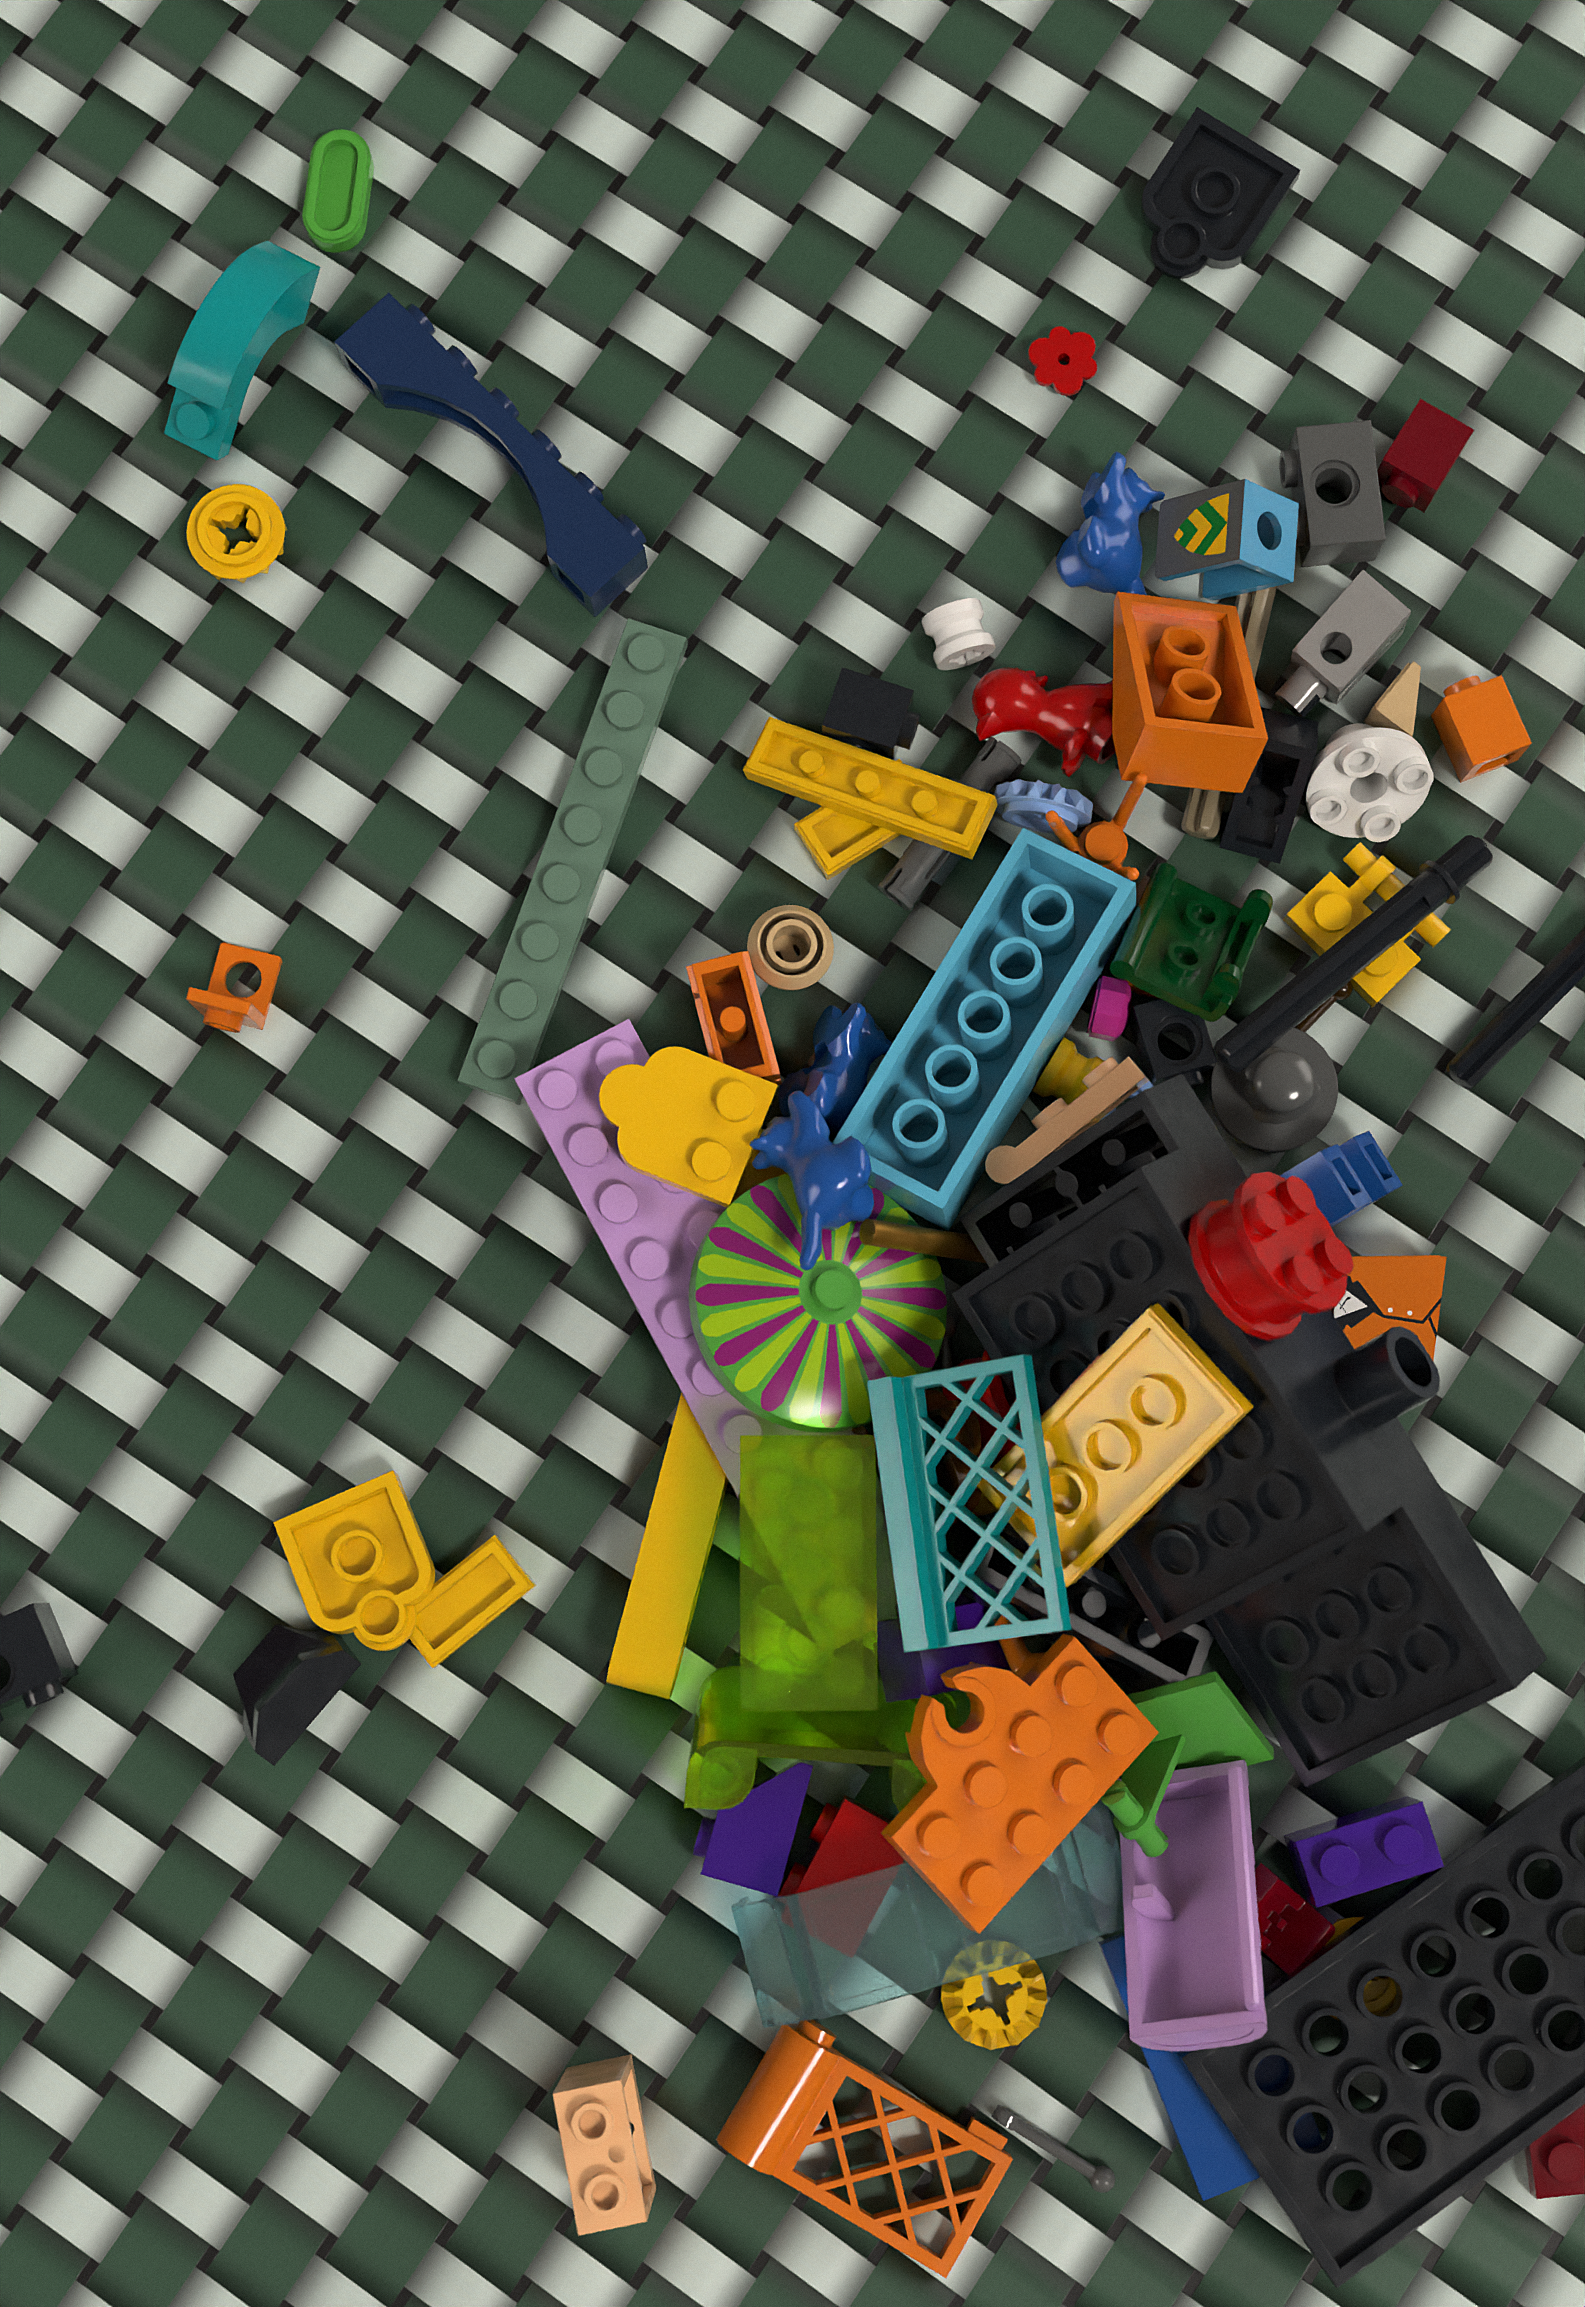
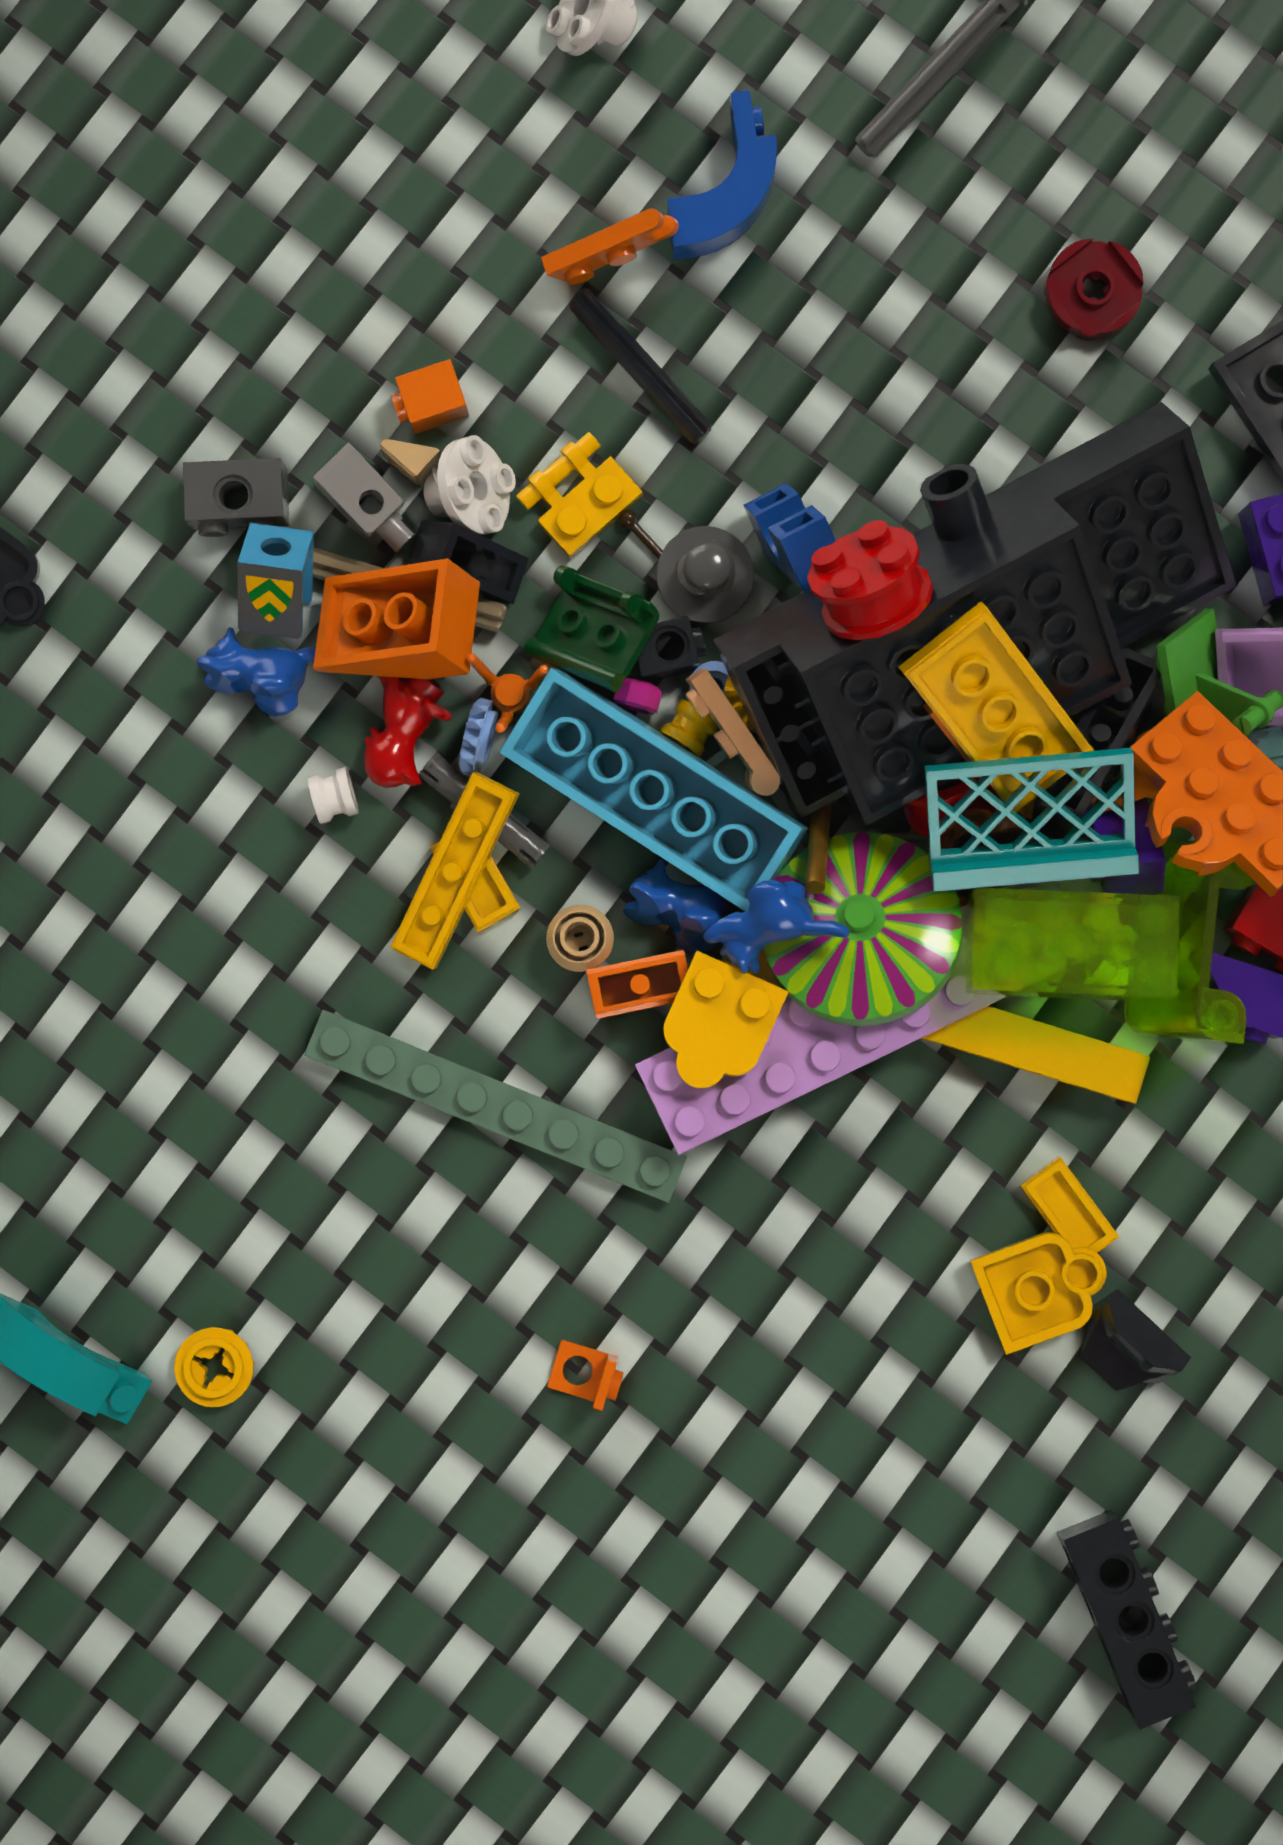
camera: 85 degrees left, 5 degrees up
(410, 370) = (87, 1222): dark blue arch -> none
(871, 714) = (396, 867): black brick -> none
(1074, 349) = (103, 688): red plant -> none
(1391, 1294) = (880, 492): orange torso -> none
(1422, 456) = (210, 425): dark red brick -> none
(1434, 886) = (607, 505): black axle -> none

